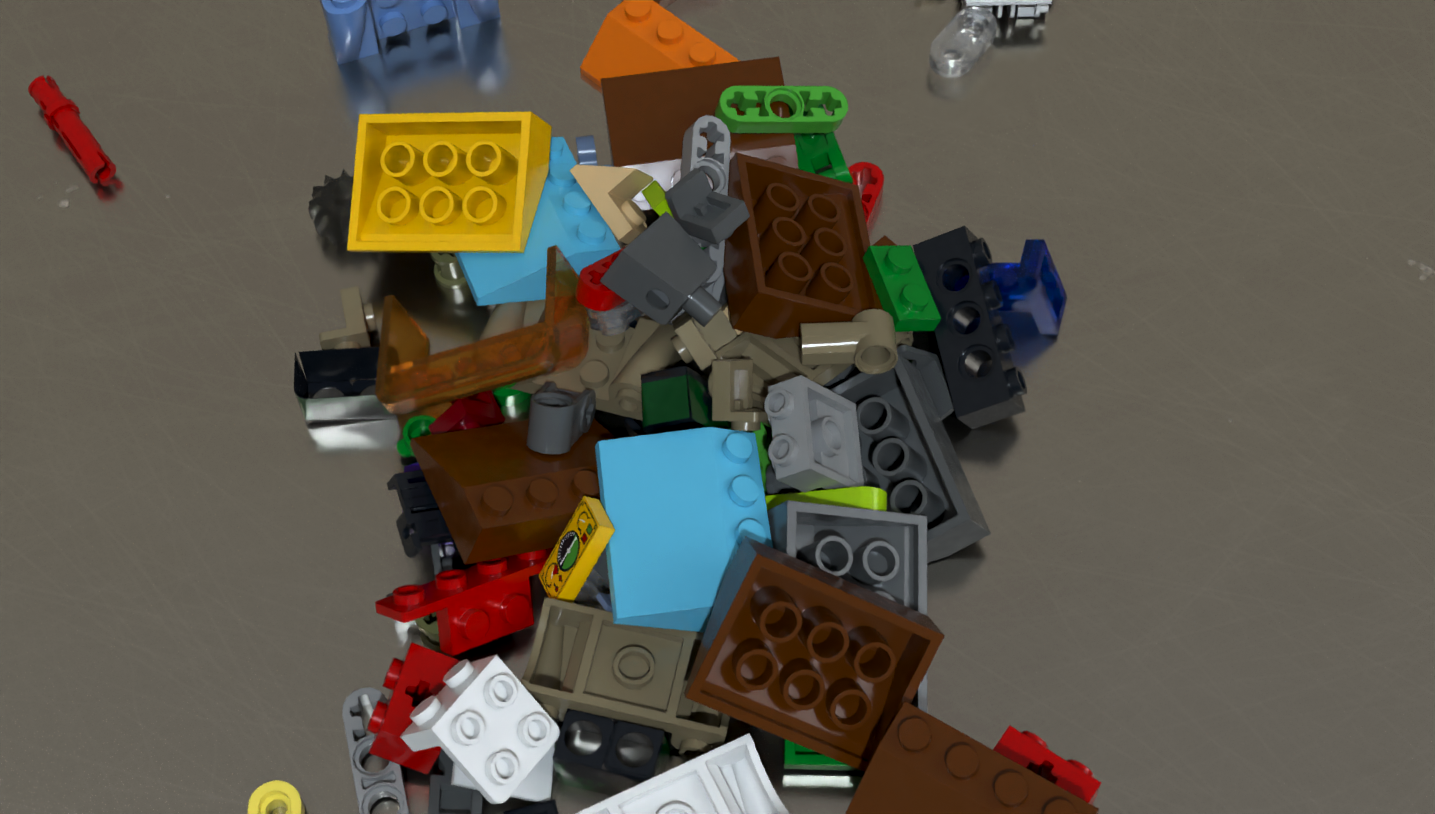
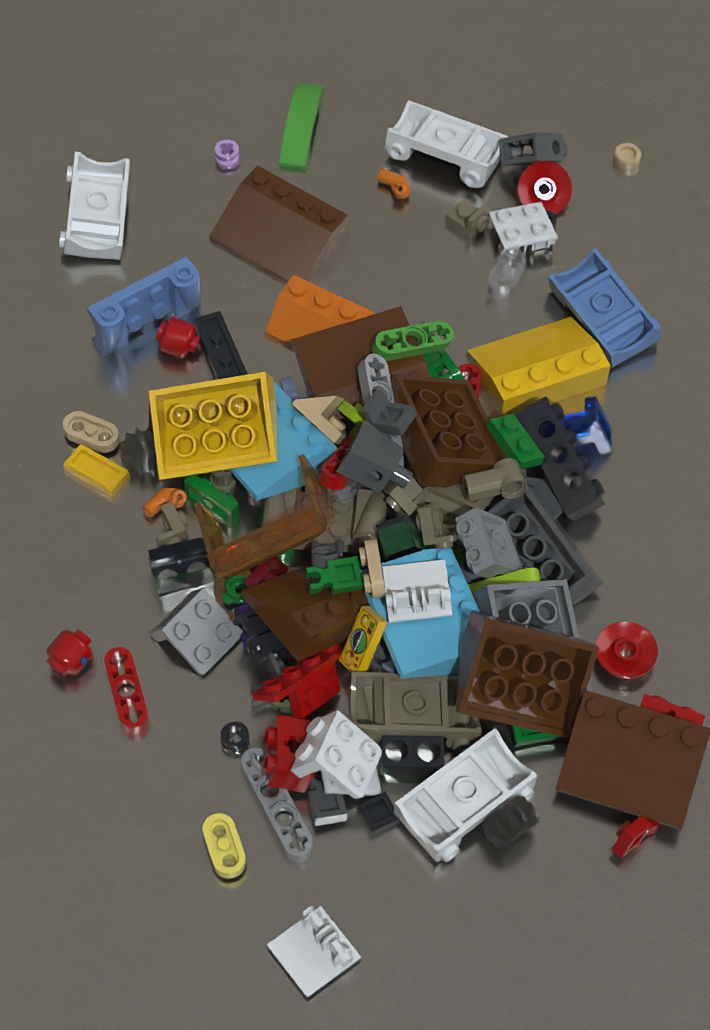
camera: 15 degrees left, 0 degrees up
(139, 484) = (69, 652): none -> red head
(221, 575) = (135, 699): none -> red beam
(273, 223) = (96, 470): none -> yellow tile
(285, 166) = (93, 431): none -> tan plate
(342, 490) = (198, 630): none -> light grey bracket
(352, 680) = (235, 747): none -> black bush
(371, 283) = (162, 497): none -> orange arm
(417, 286) = (218, 503): none -> green plate
(446, 53) = (177, 337): none -> red head
(504, 70) = (219, 346): none -> black plate
(564, 443) = (339, 574): none -> green plate
(617, 427) = (374, 580): none -> tan plate
(674, 489) = (417, 591): none -> white hinge
(991, 180) = (540, 362): none -> yellow slope
(1005, 628) = (631, 639): none -> red dish
(1101, 117) = (606, 308): none -> medium blue piece

